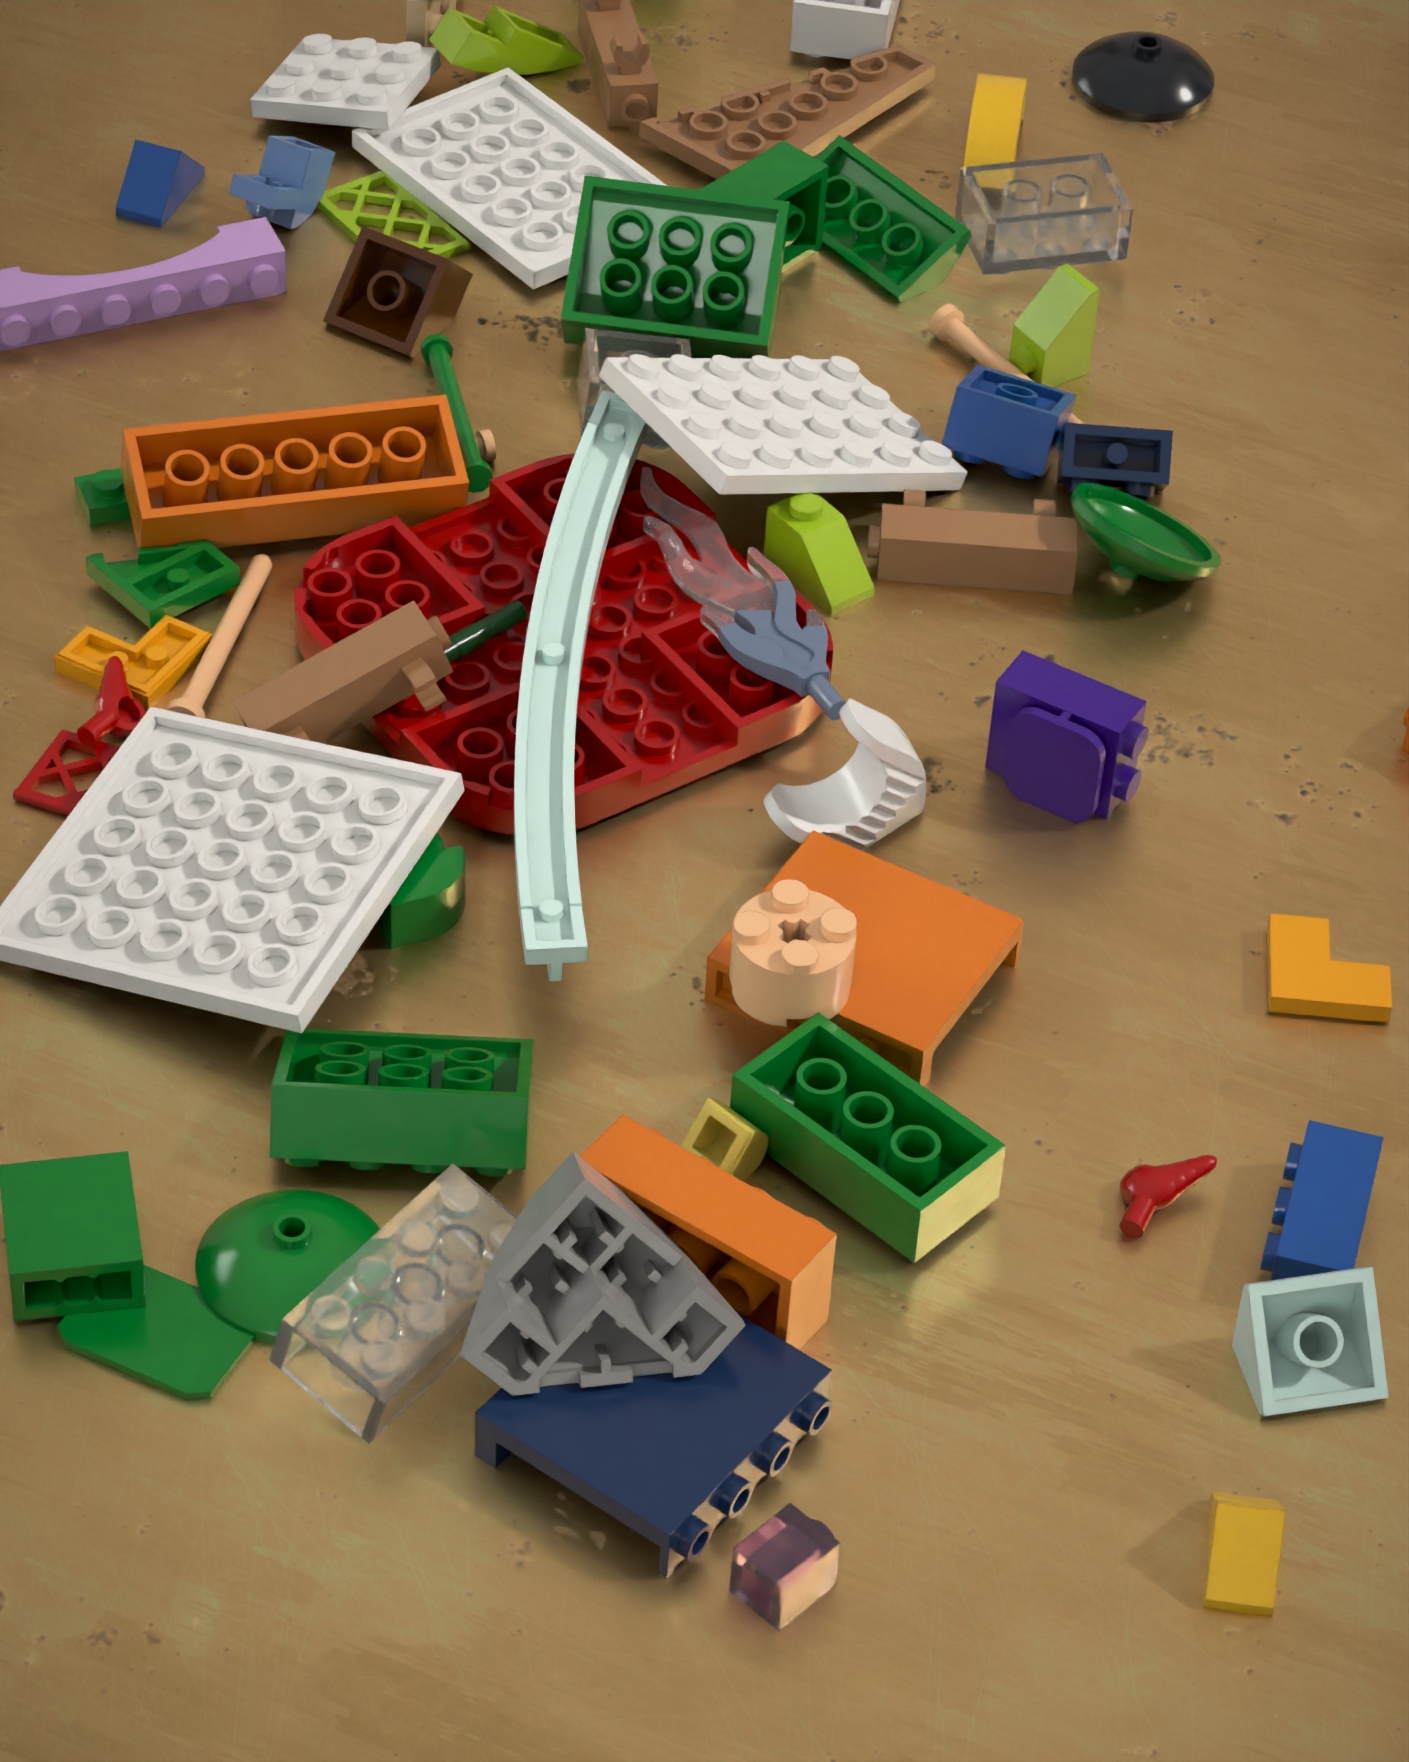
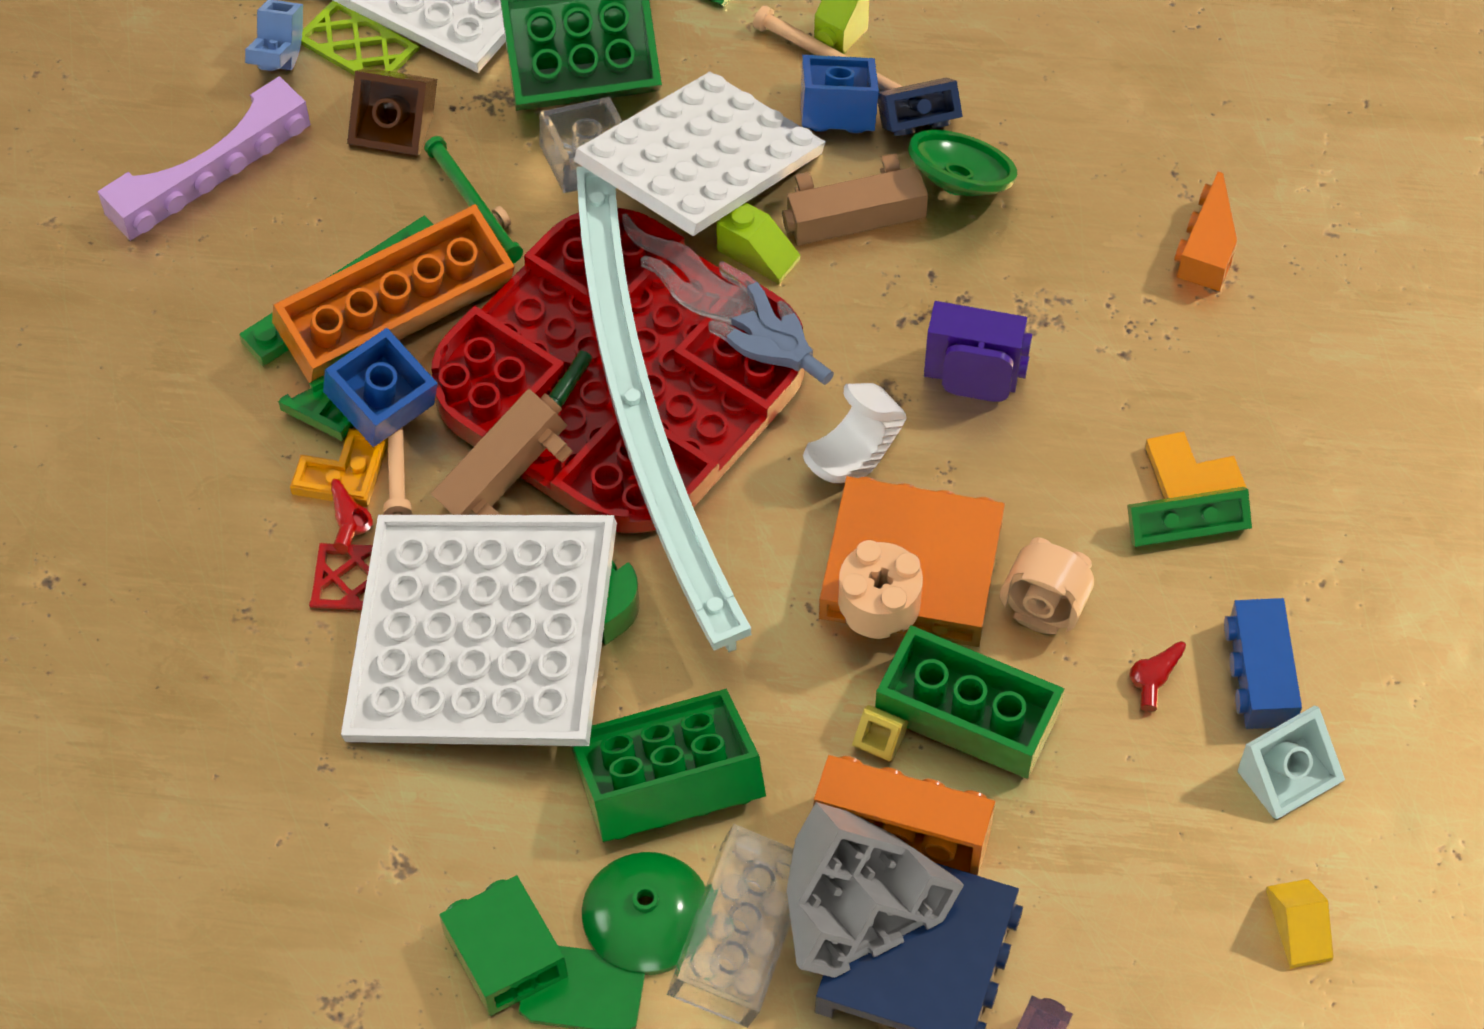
camera: 15 degrees left, 15 degrees up
(156, 183) = (185, 62): blue slope -> none
(222, 563) = (379, 387): none -> blue brick
(1041, 1032) = (1048, 586): none -> light nougat brick
(1291, 1016) = (1189, 516): none -> green plate

